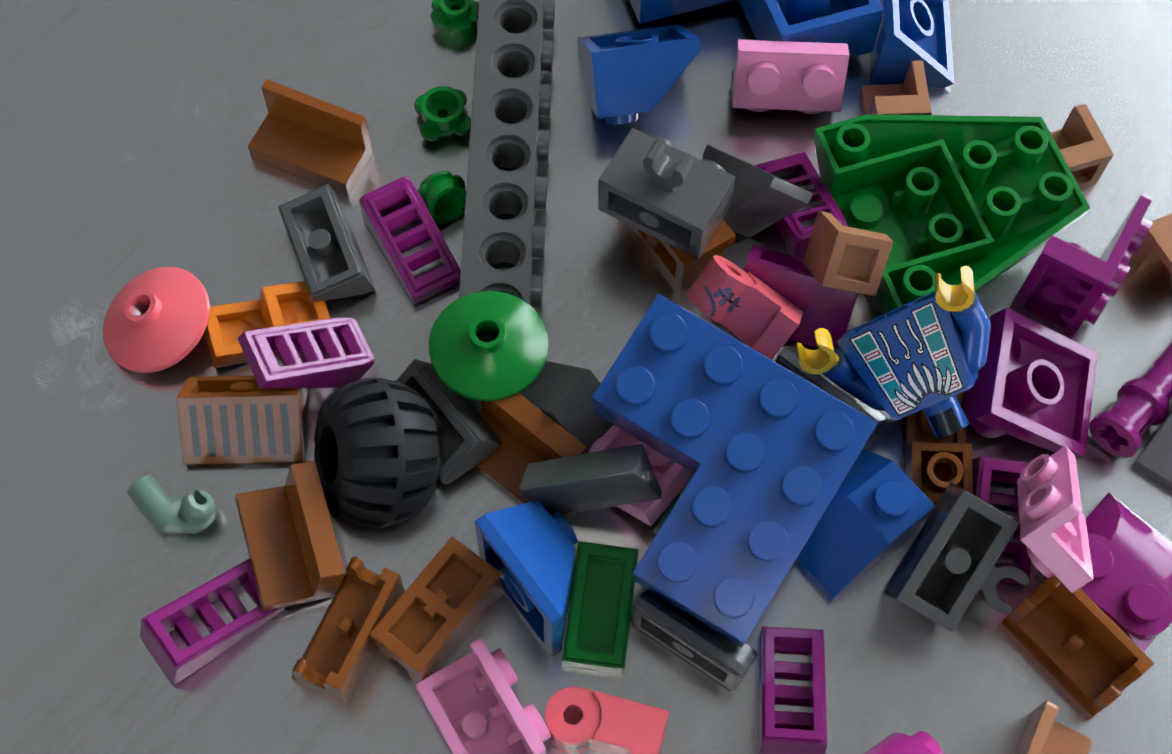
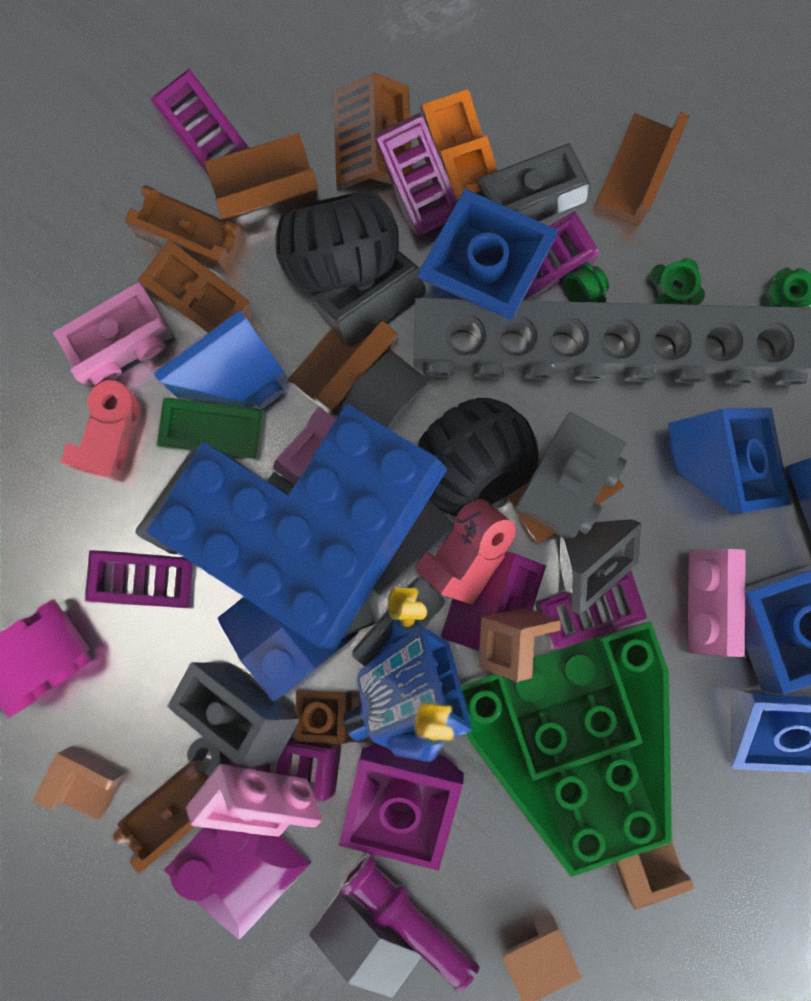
camera: 90 degrees right, 20 degrees up
(156, 320) = (460, 54): coral dish -> none
(172, 515) = (287, 85): sand green arm -> none
(410, 274) = (487, 254): none -> blue slope
(488, 368) = (418, 350): green dish -> none
(591, 480) = (299, 410): dark grey slope -> none
(619, 286) = (485, 452): none -> black wheel
(899, 99) = (699, 707): nougat panel -> none
(1072, 284) = (487, 862): magenta bracket -> none

